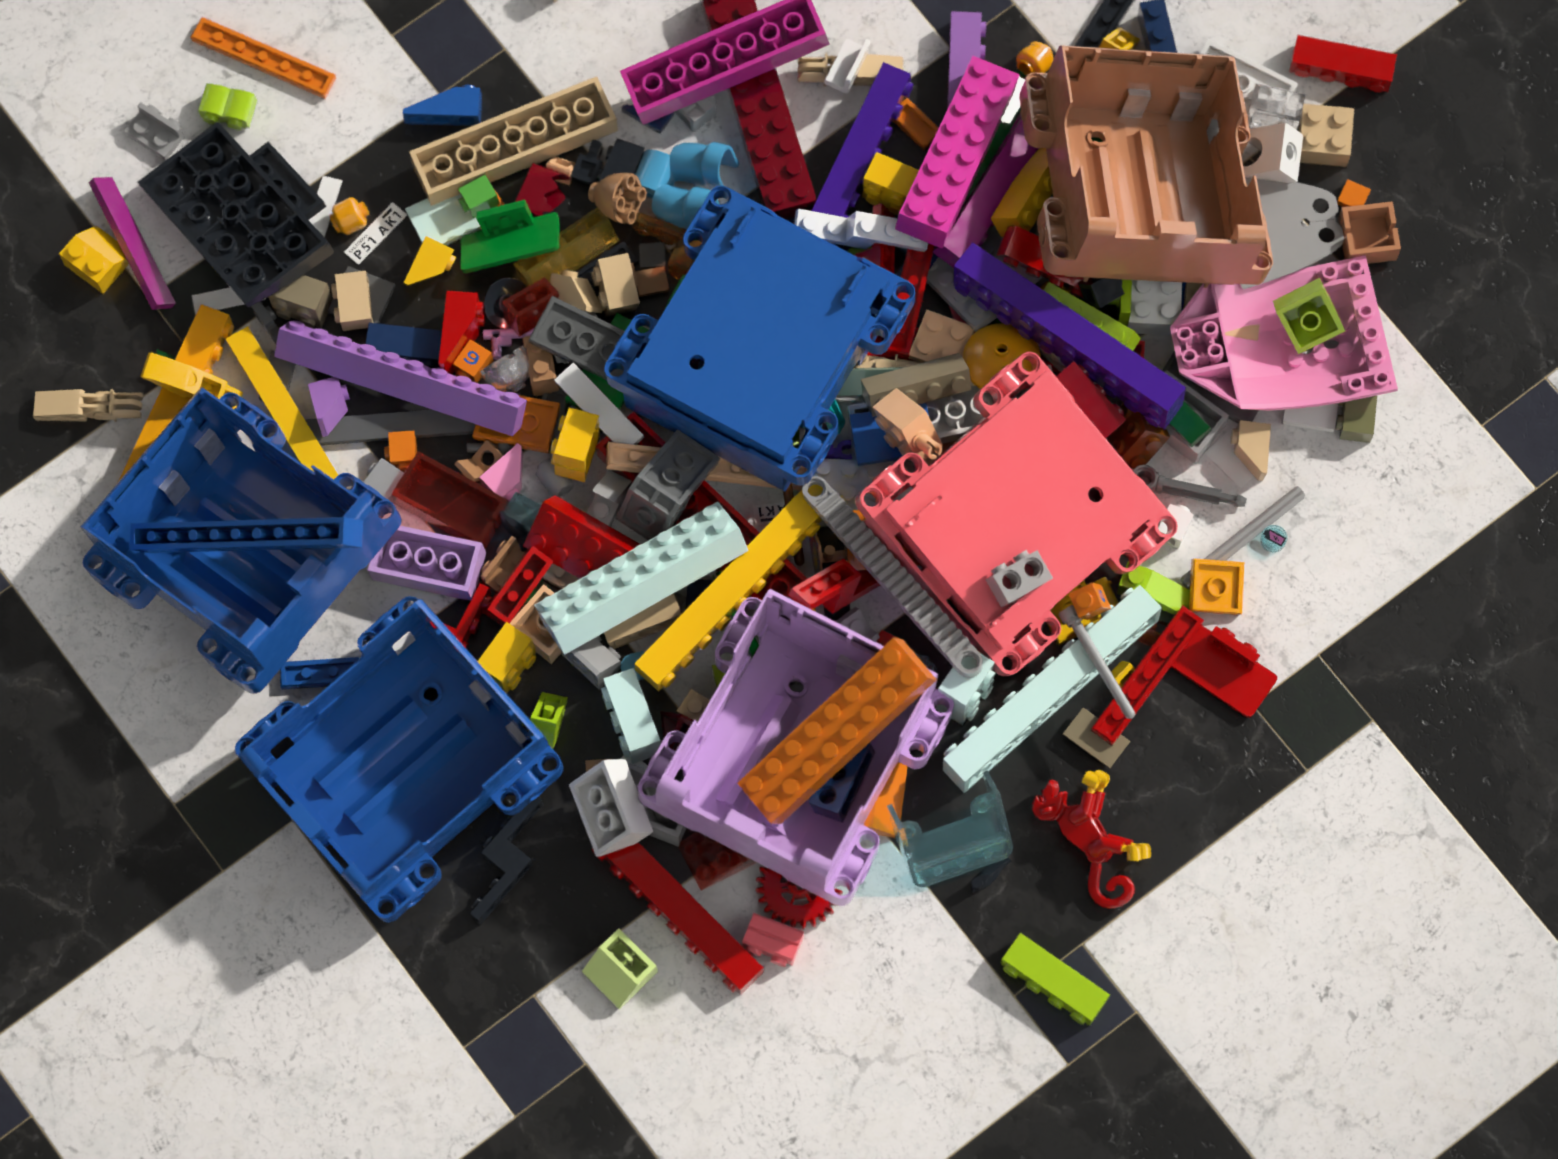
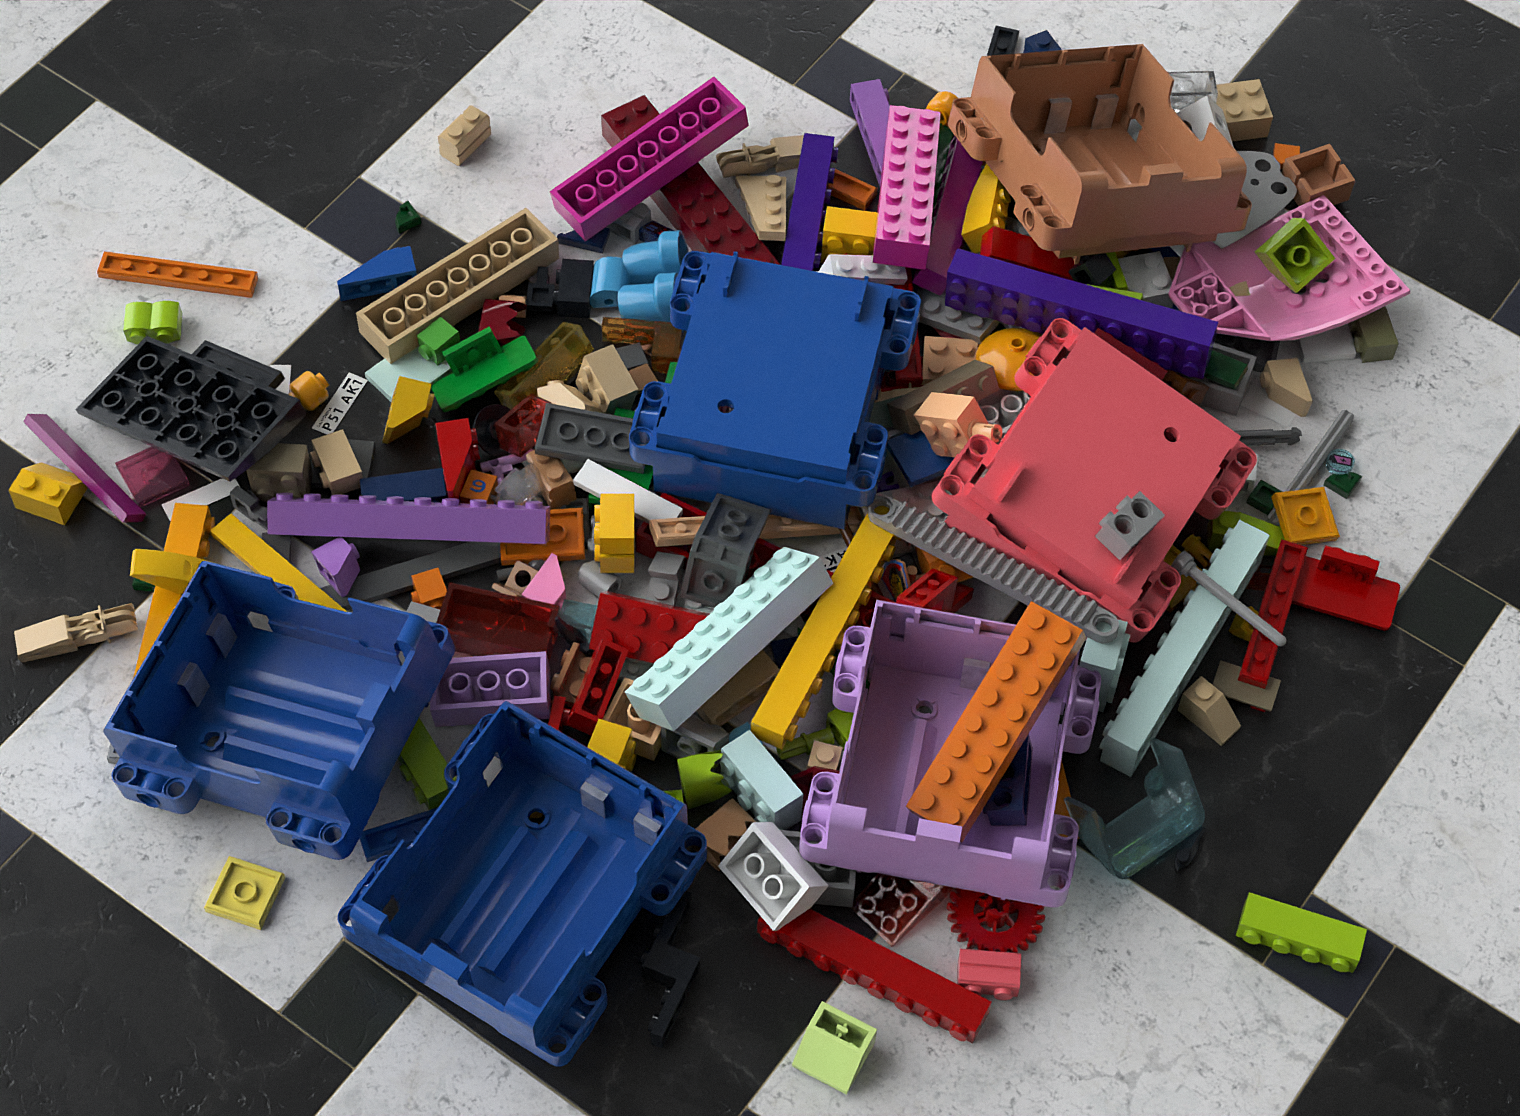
camera: 20 degrees left, 15 degrees down
(155, 131) = (81, 361): light grey bracket -> none
(172, 689) = (244, 892): none -> light yellow tile
(186, 267) = (151, 475): none -> clear pink tile
(247, 535) = (296, 689): blue brick -> none
(351, 616) = (424, 767): none -> lime brick
(488, 49) = (406, 217): none -> dark green tile
(582, 697) = (698, 781): none -> lime piece
(589, 745) = (723, 828): none -> medium nougat piece
(618, 197) = (582, 303): medium nougat piece -> none
(684, 684) = (805, 743): none -> lime axle
(716, 127) = (651, 231): none -> slope
(827, 123) = (765, 203): none -> tan wing
(847, 65) = (768, 147): white panel -> none
(1054, 753) = (1209, 711): none -> tan slope
(1085, 831) = (1273, 776): red animal -> none
(1089, 601) = (1198, 544): orange brick -> none
(1186, 552) = (1261, 497): none -> dark green tile
(1268, 560) = (1343, 483): none -> dark green tile
(1343, 63) = (1230, 51): red brick -> none

